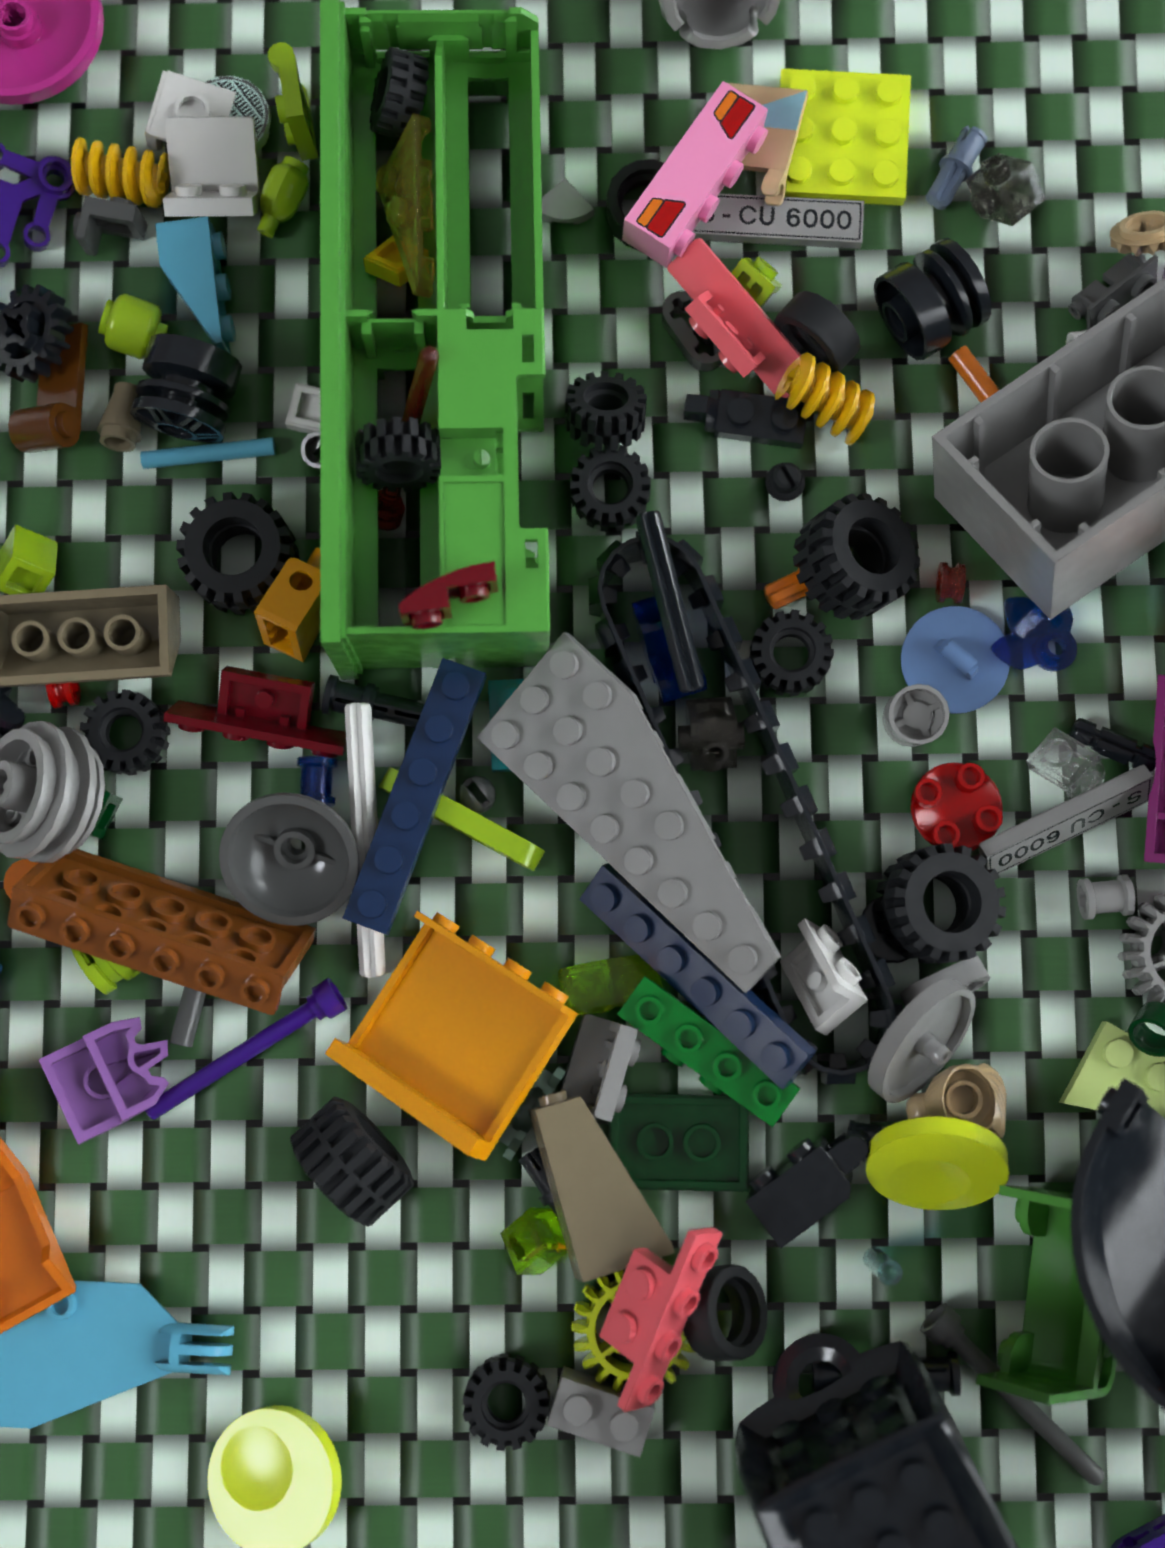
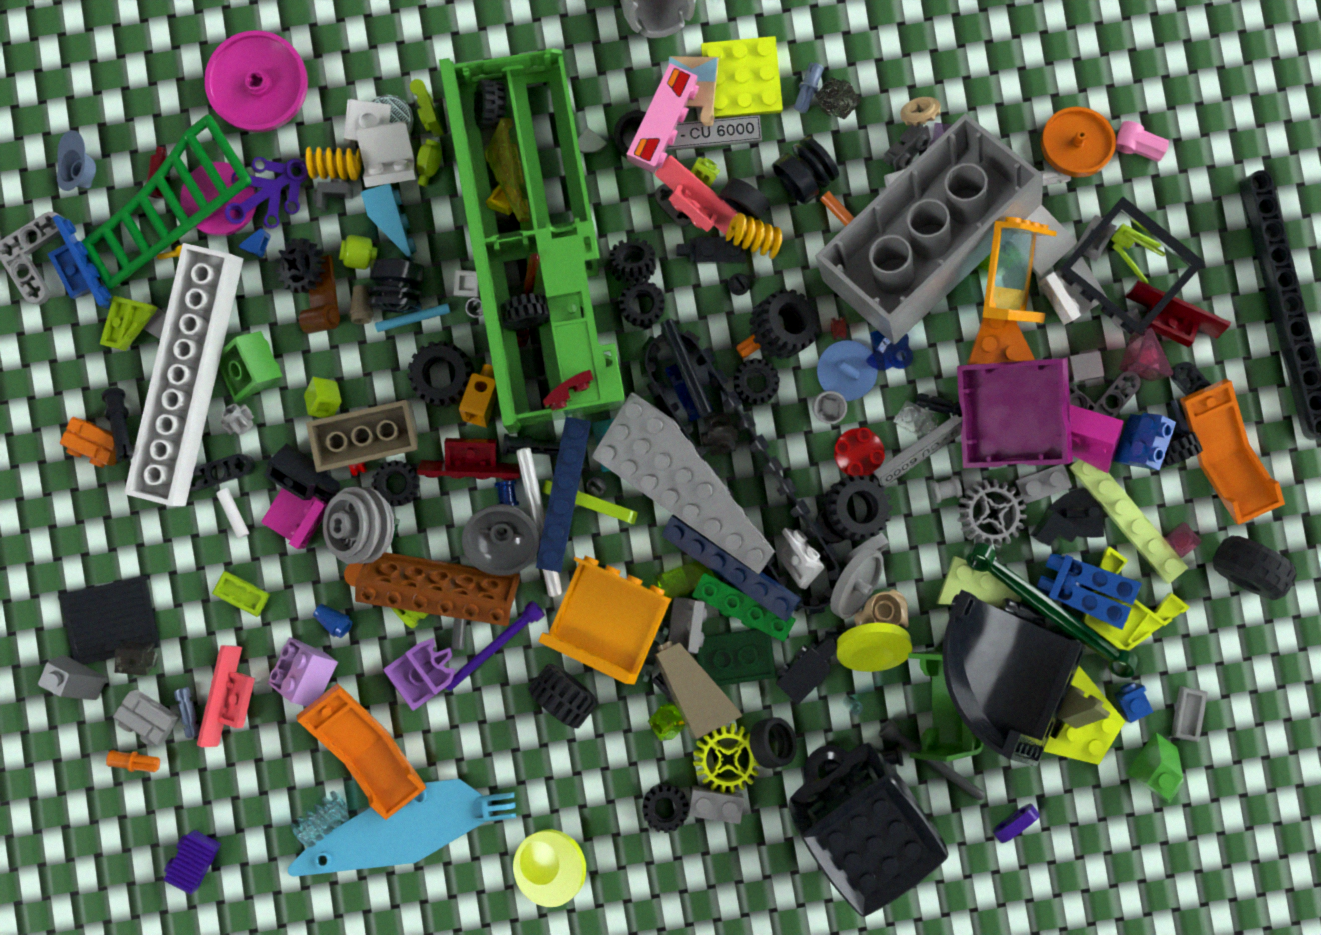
camera: 15 degrees left, 5 degrees up
(653, 1311) = (735, 748): coral bracket -> none

